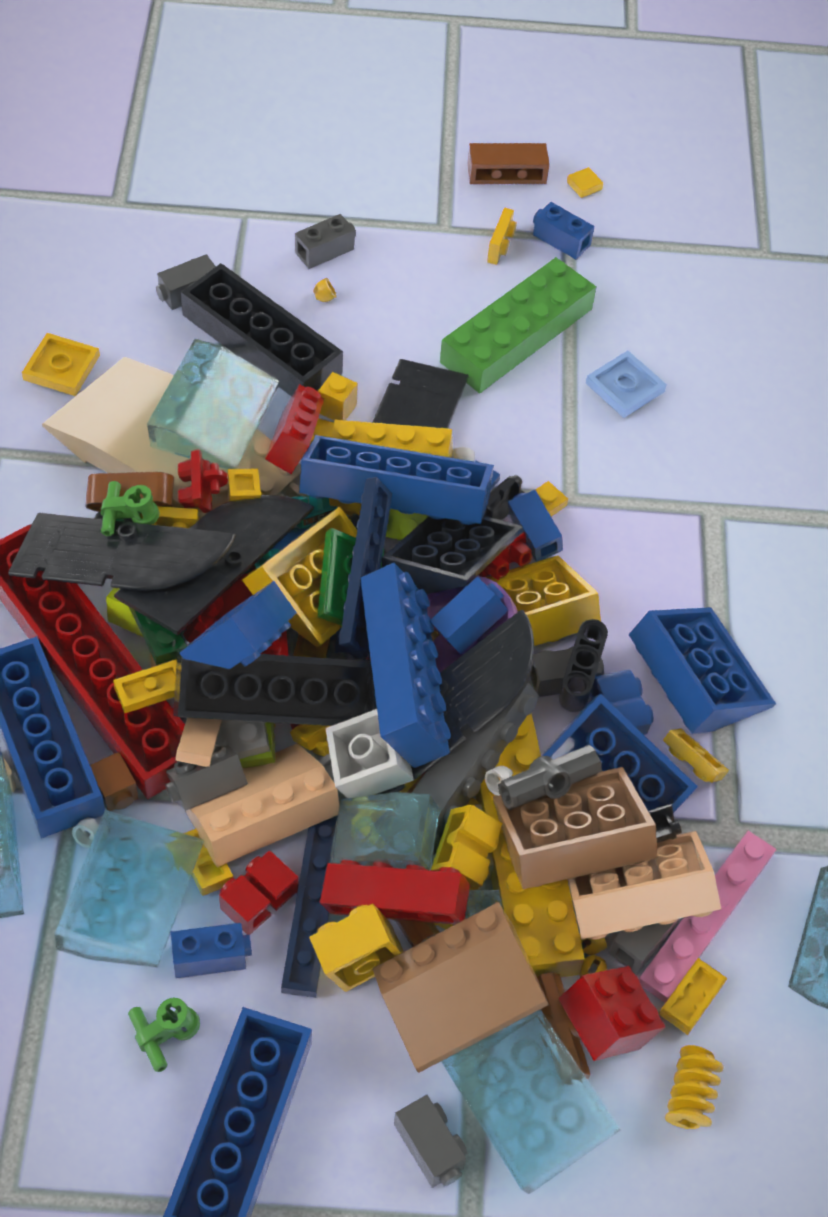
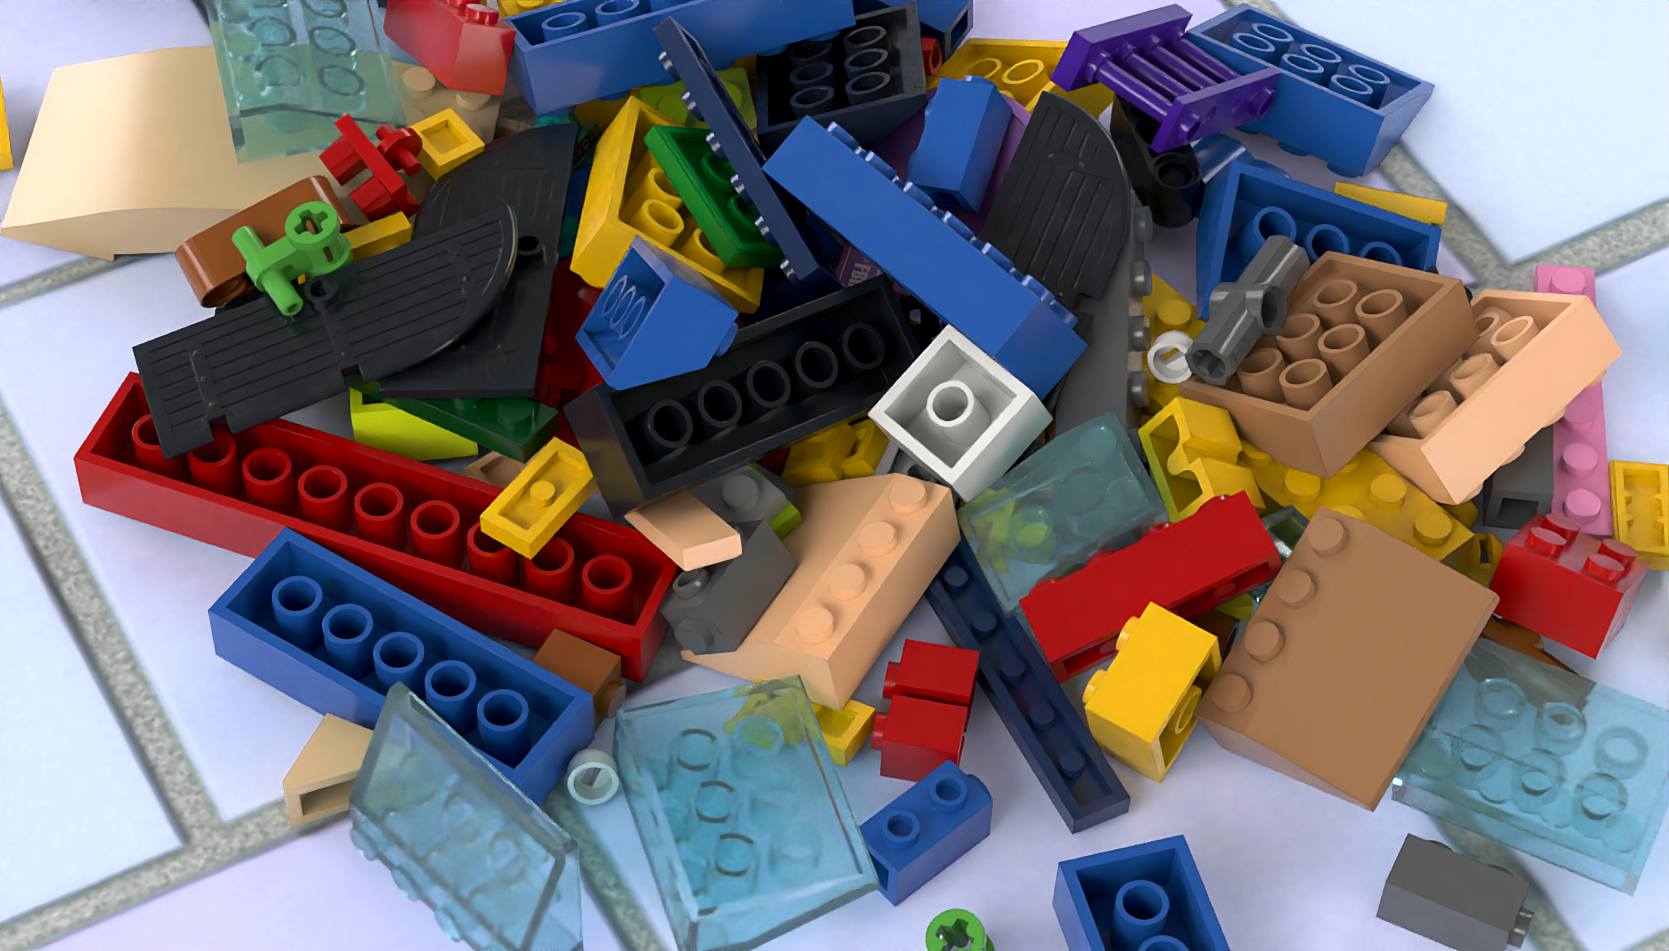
camera: 30 degrees left, 5 degrees down
(614, 607) = (1165, 76): none -> dark purple fence

